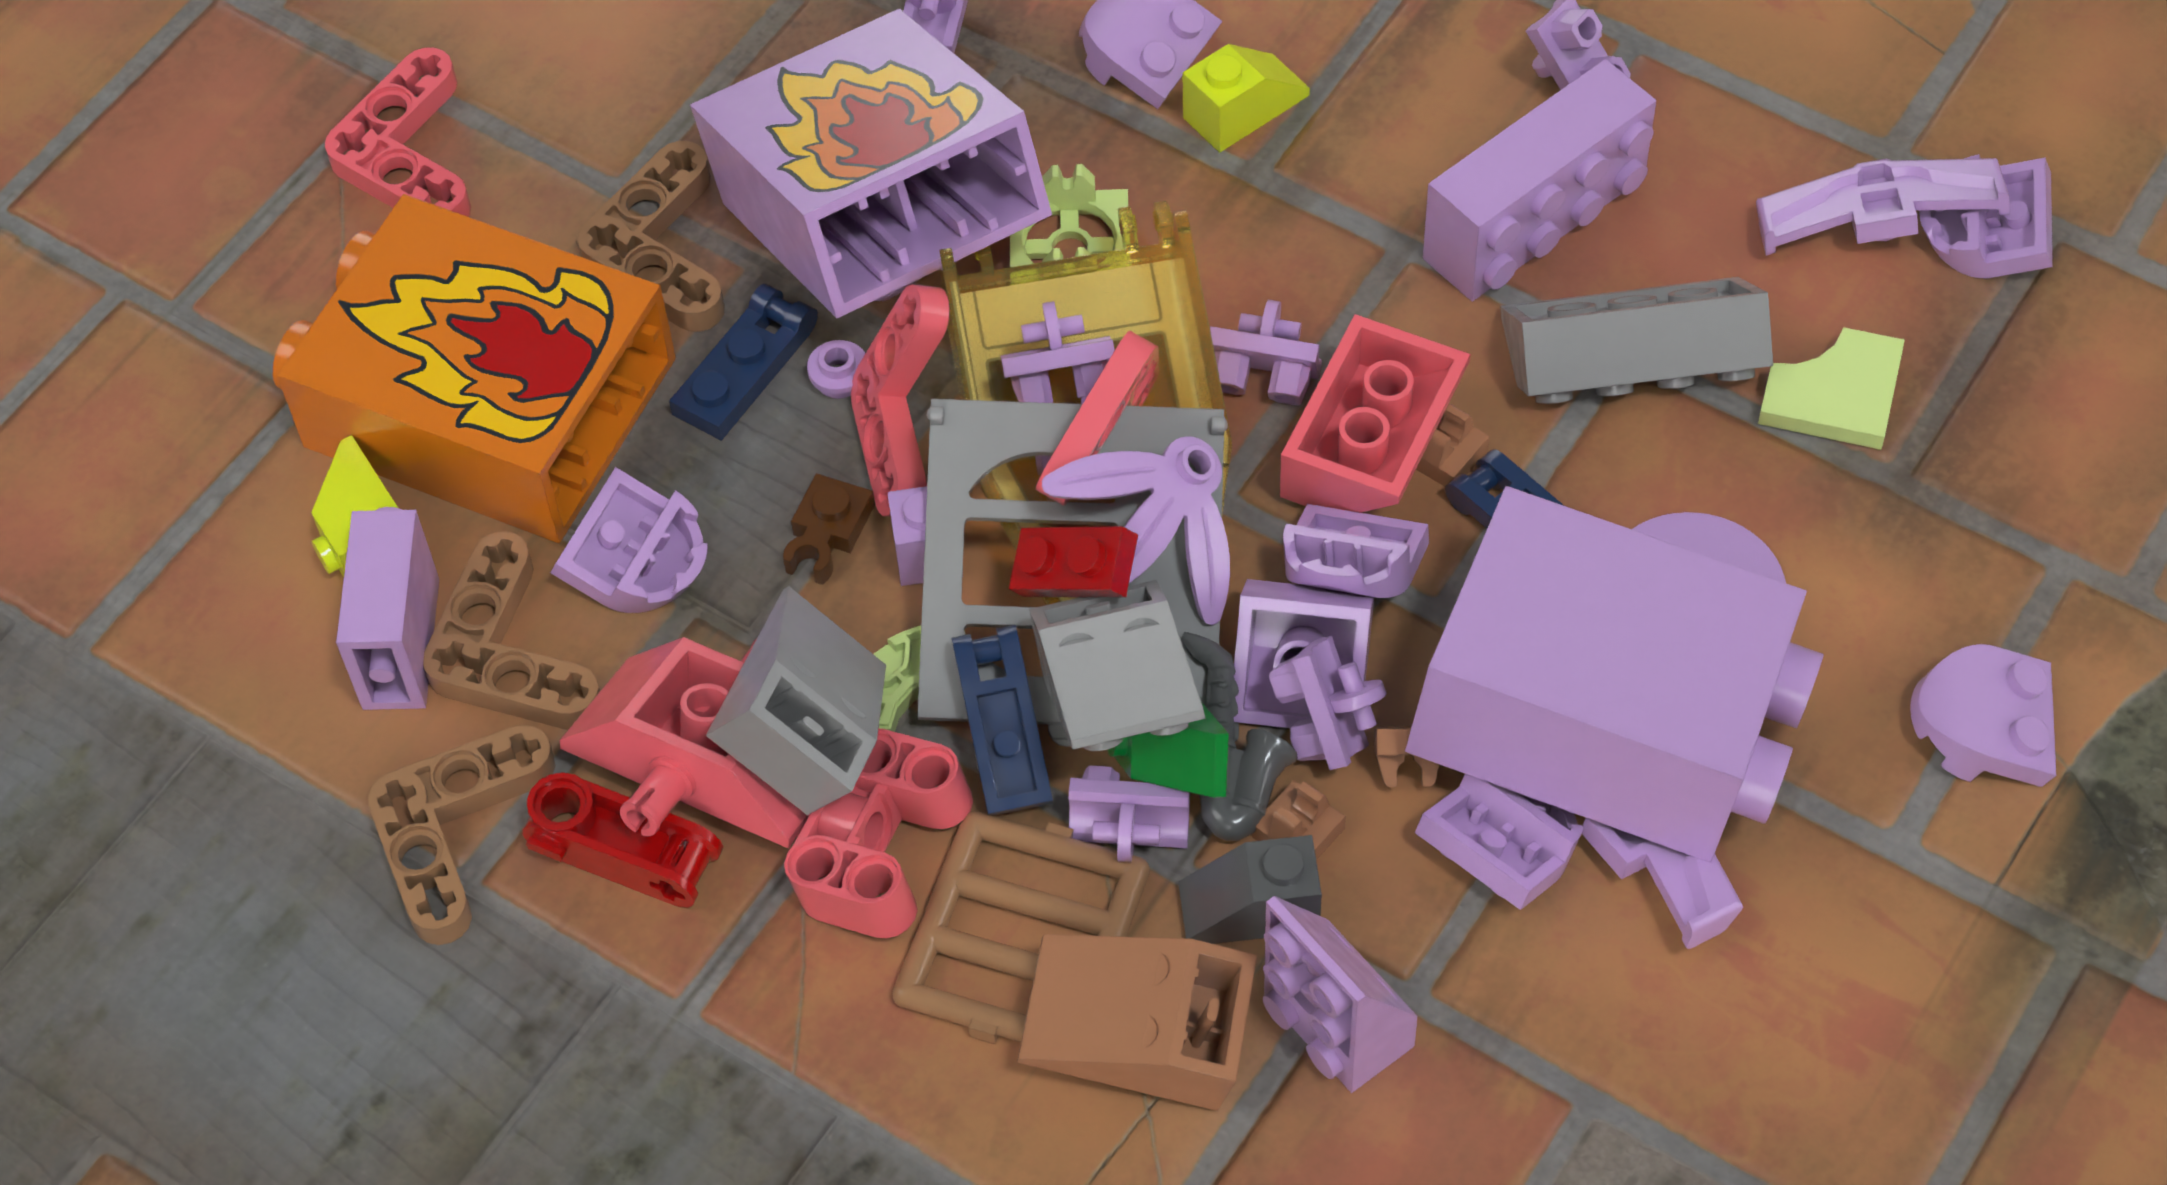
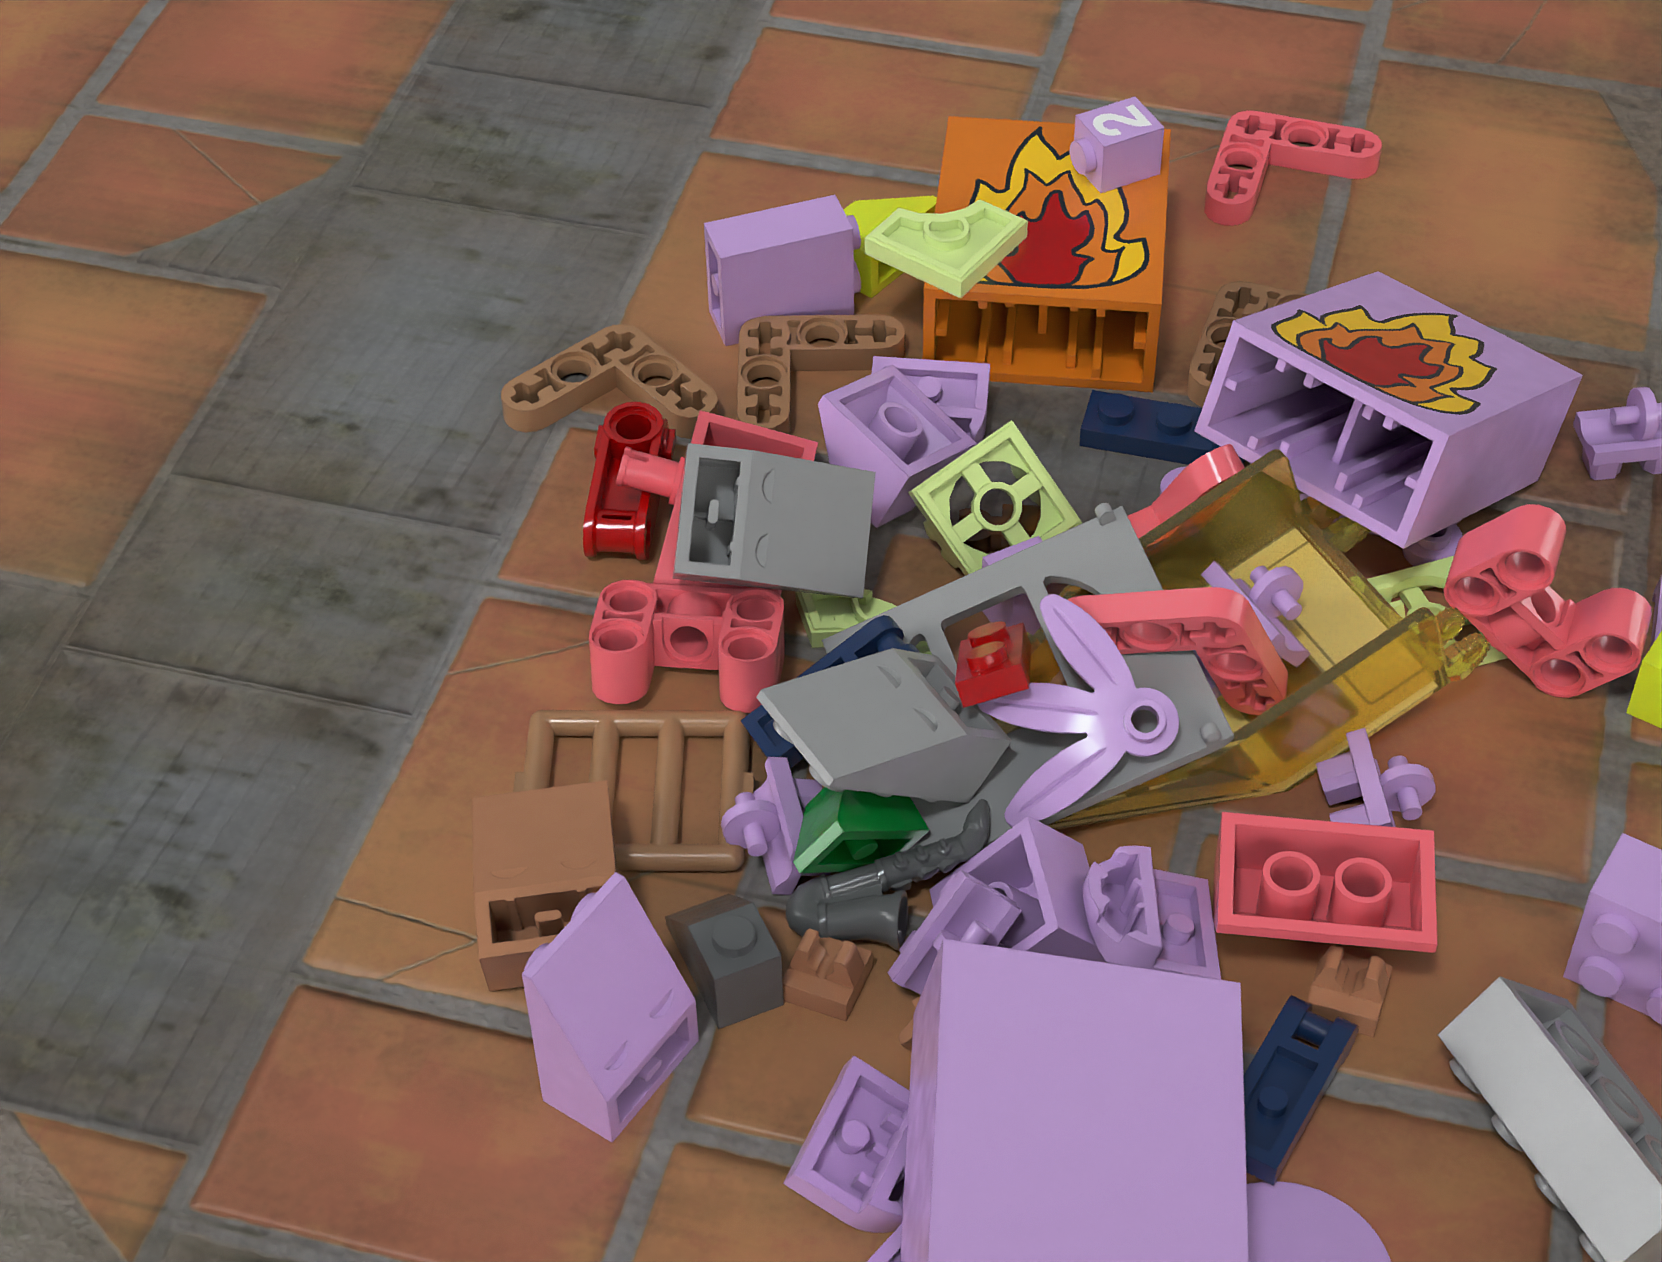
camera: 70 degrees right, 10 degrees down
(433, 238) = (1117, 144): none -> lavender brick
(495, 432) = (949, 247): none -> yellowish green tile
(698, 579) = (890, 430): none -> lavender slope
(800, 473) = (1034, 482): none -> yellowish green piece
(1137, 147) = (1504, 591): none -> coral beam

